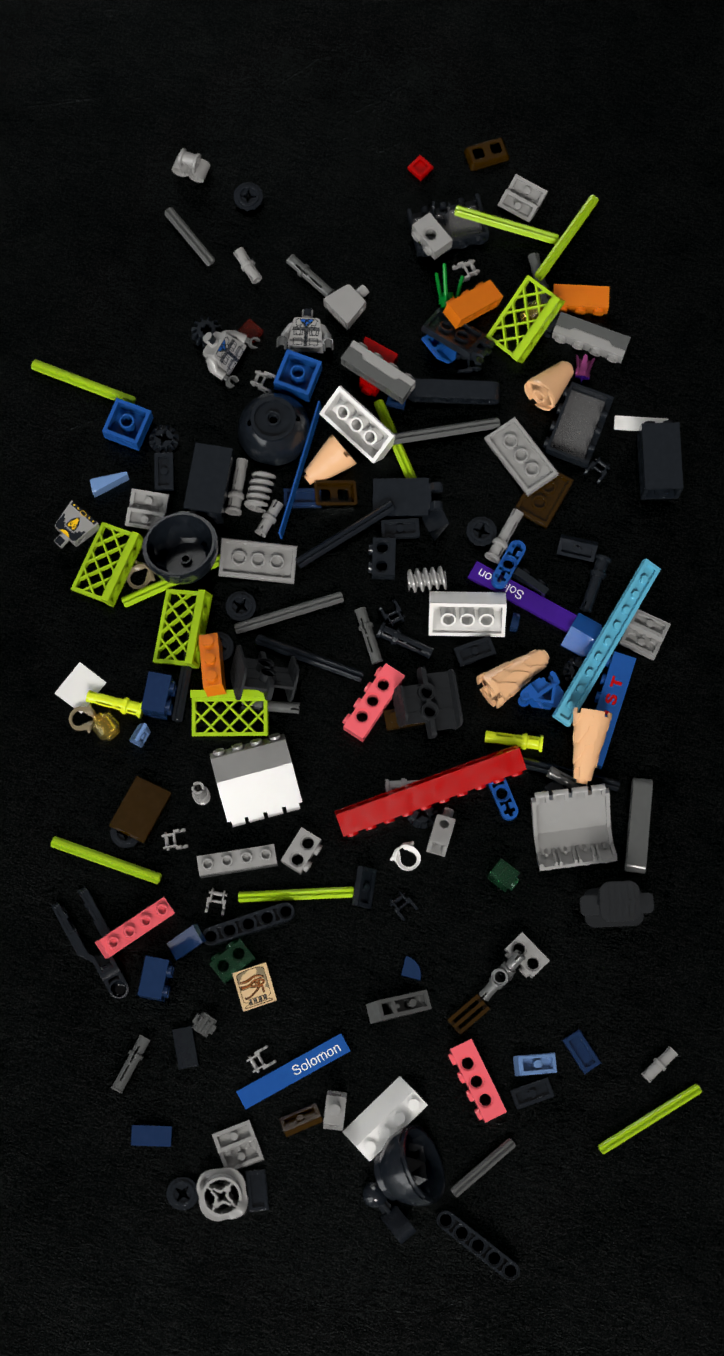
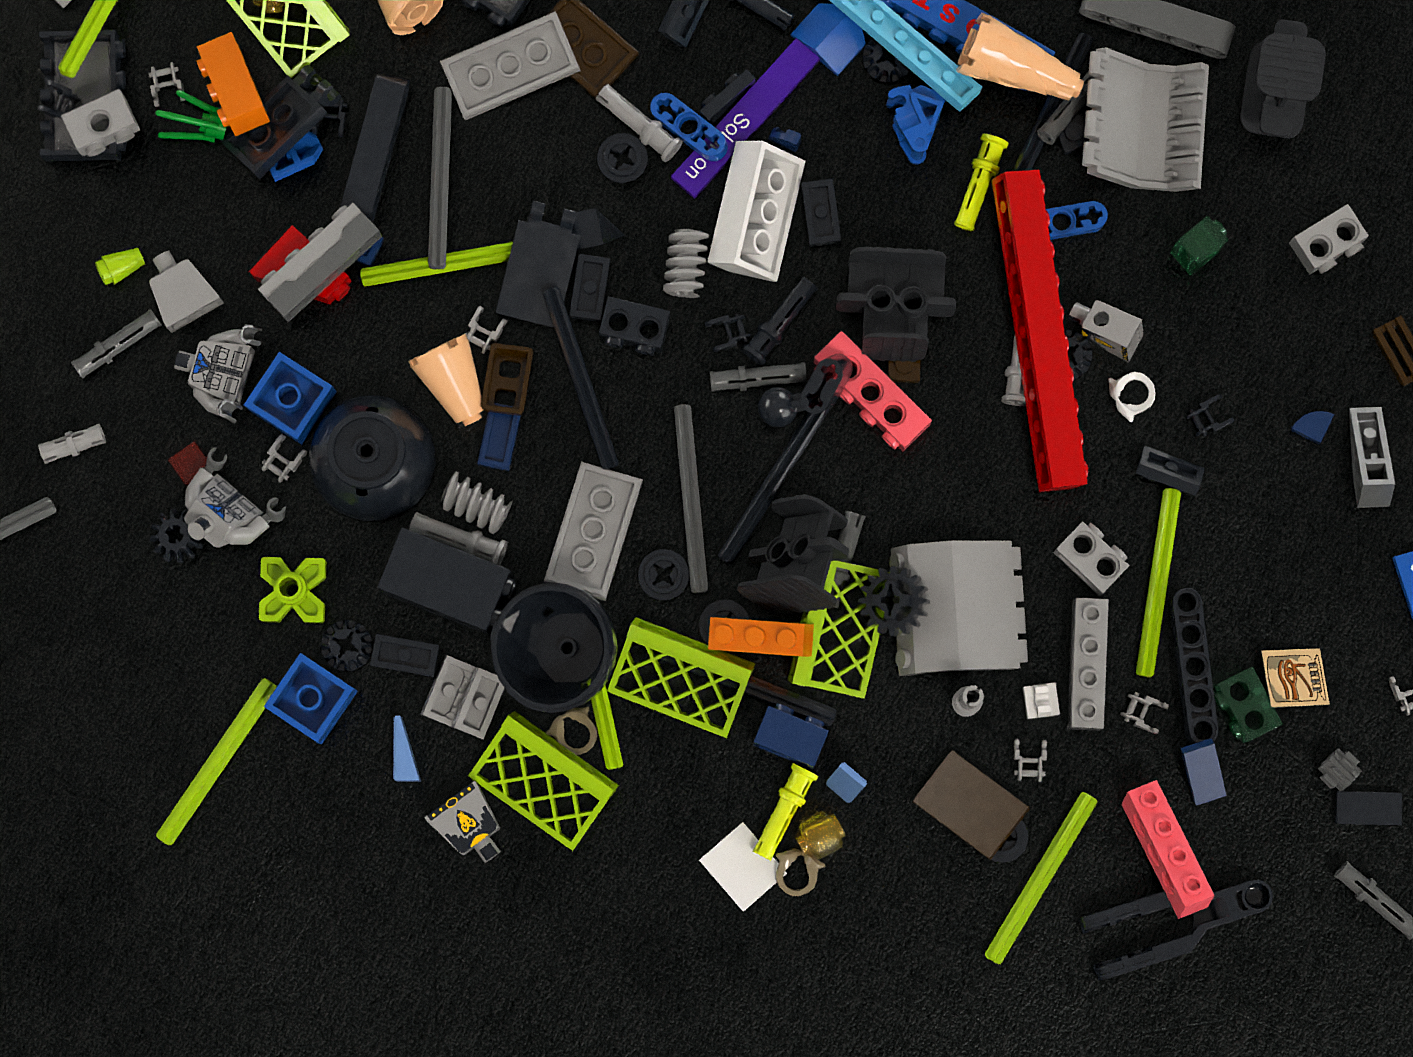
camera: 75 degrees left, 5 degrees up
(156, 978) = (1256, 832): dark blue brick -> none
(194, 406) = (279, 602): none -> lime plant
(211, 839) = (1041, 700): none -> white tile
(258, 740) = (894, 613): none -> black gear
(269, 518) = (524, 497): light grey pin -> none
(300, 470) = (454, 428): blue piece -> none
(355, 267) = (119, 265): none -> lime cone
(358, 425) = (402, 316): white slope -> none
(363, 469) = (493, 336): none -> light grey piece
(364, 669) = (780, 406): none -> black beam
(508, 969) = (1364, 294): dark grey pin -> none
(511, 676) = (881, 171): light nougat cone -> none

